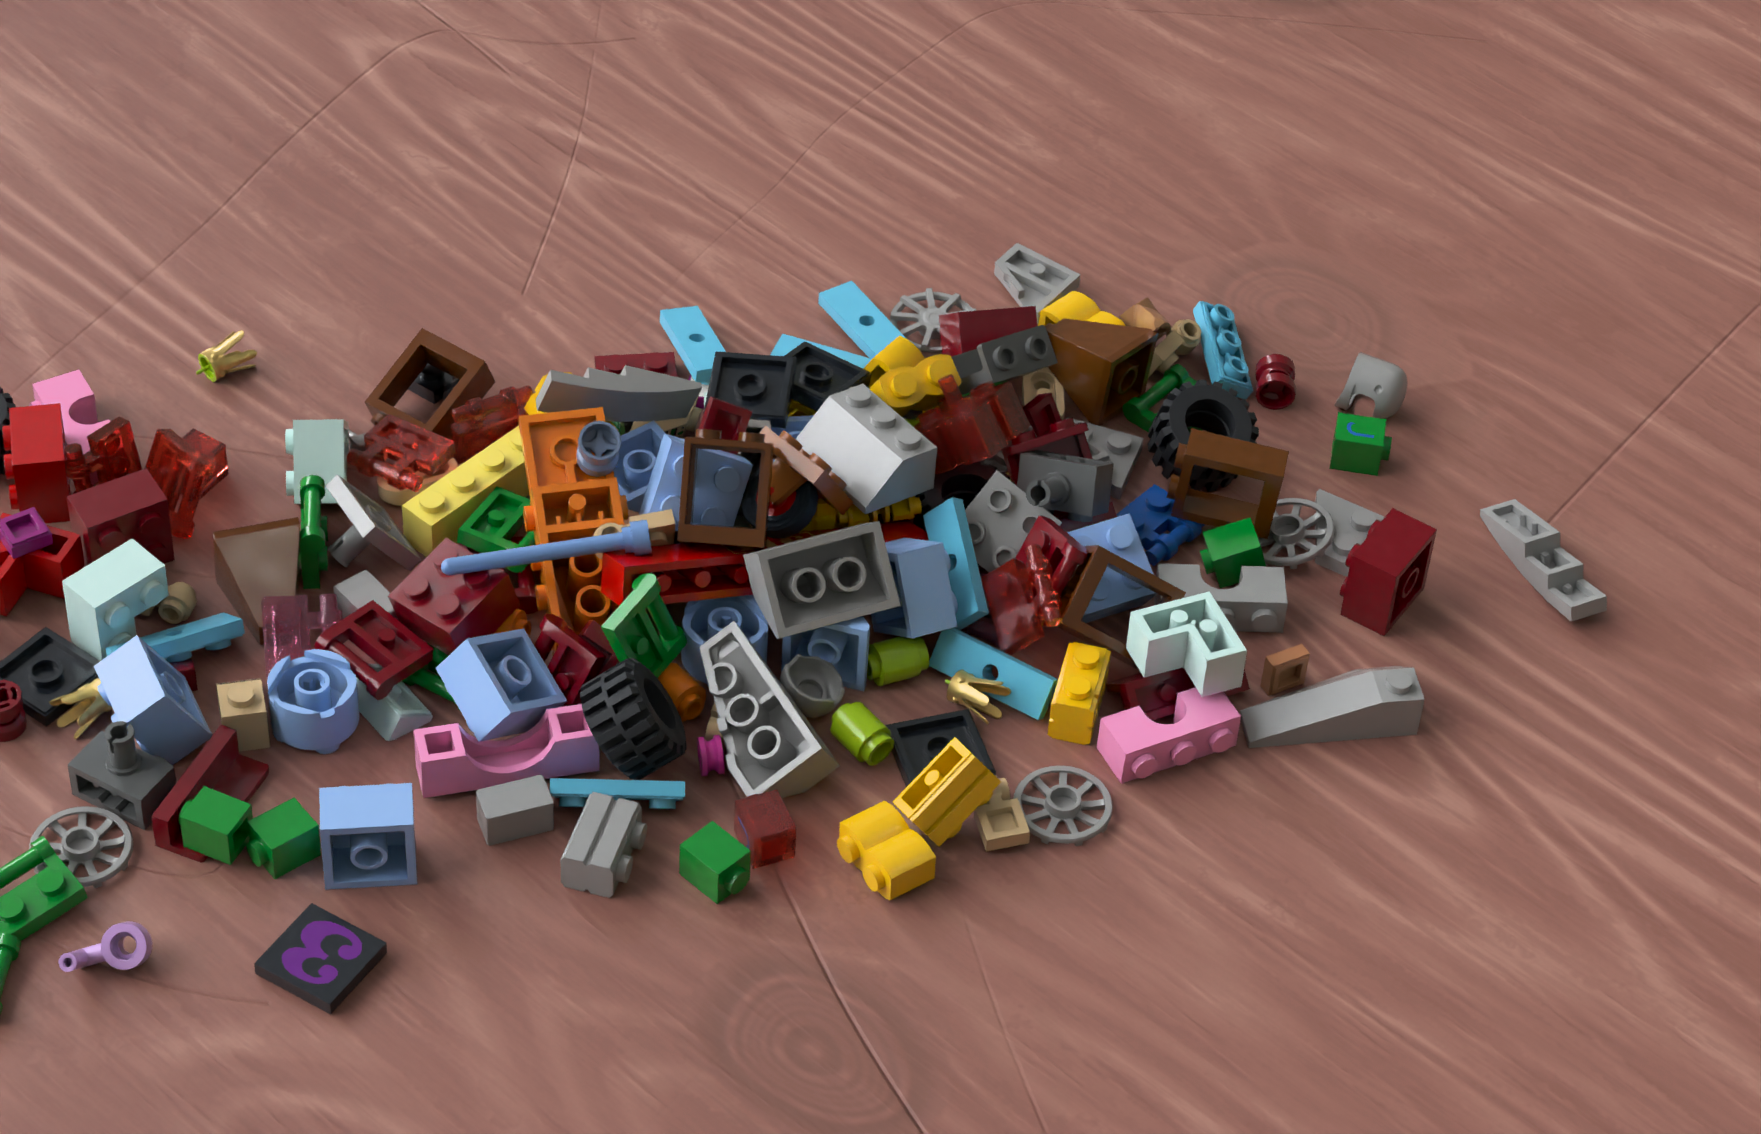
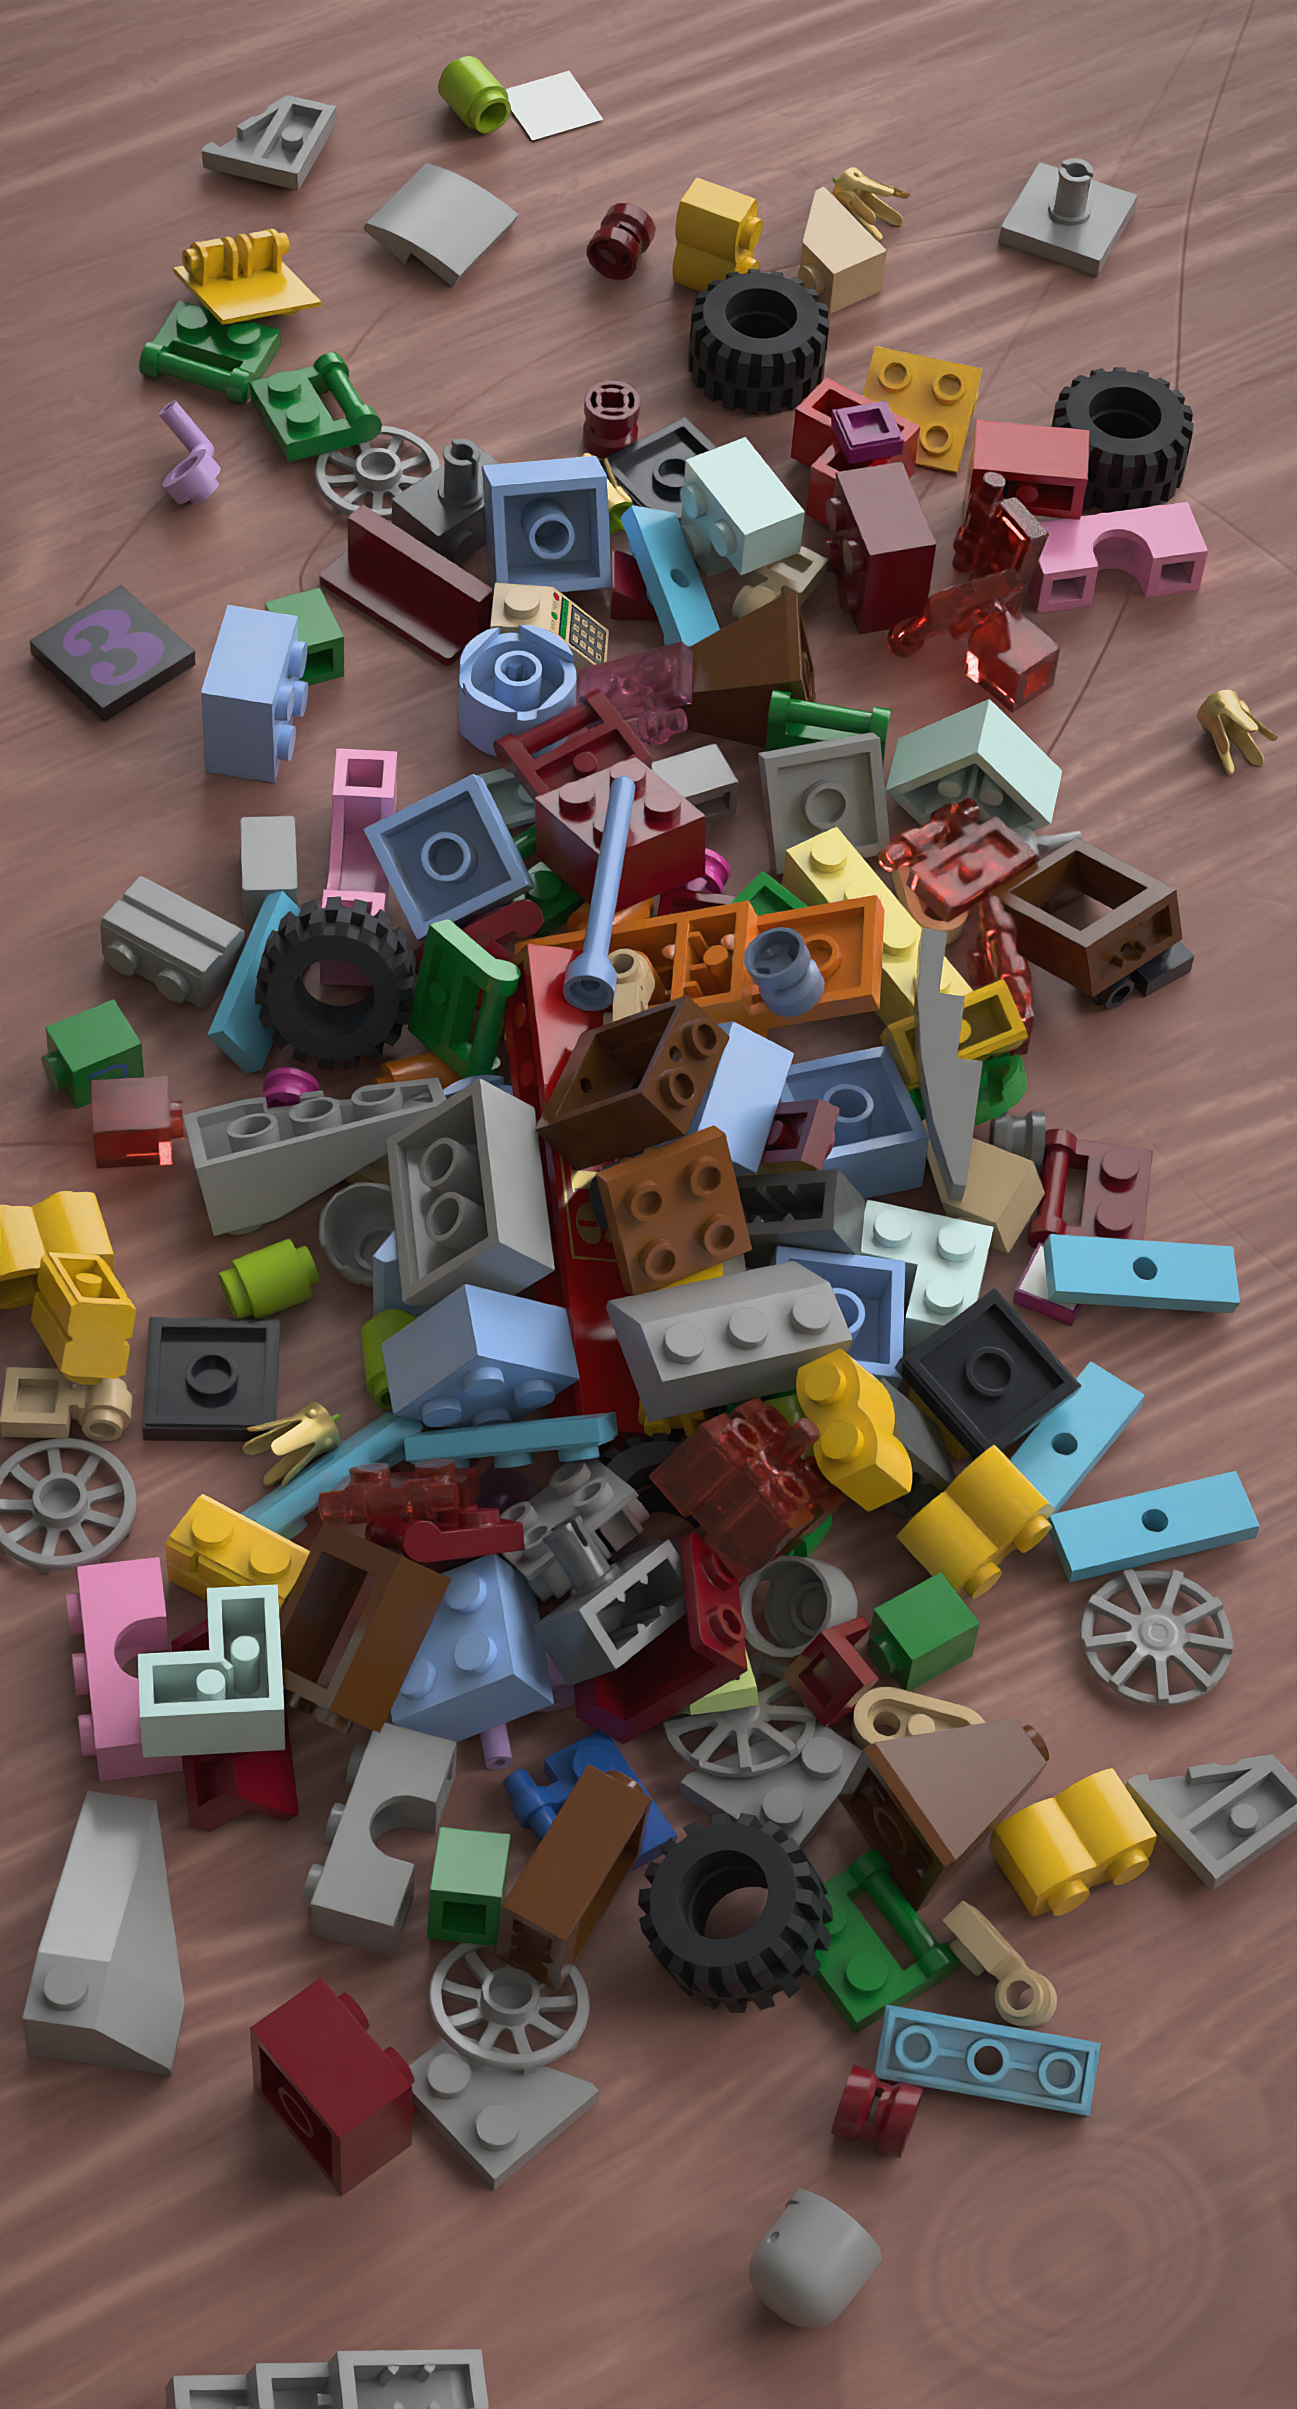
camera: 105 degrees right, 10 degrees up
(215, 825) = (344, 567): green brick -> none
(755, 383) = (950, 1257): black tile -> none
(968, 329) = (1047, 1653): dark red brick -> none
(1005, 358) = (894, 1572): dark grey panel -> none
(1146, 316) = (1038, 1918): medium nougat piece -> none
(1285, 669) = (198, 1877): nougat tile -> none
(1359, 444) = (684, 2192): green brick -> none

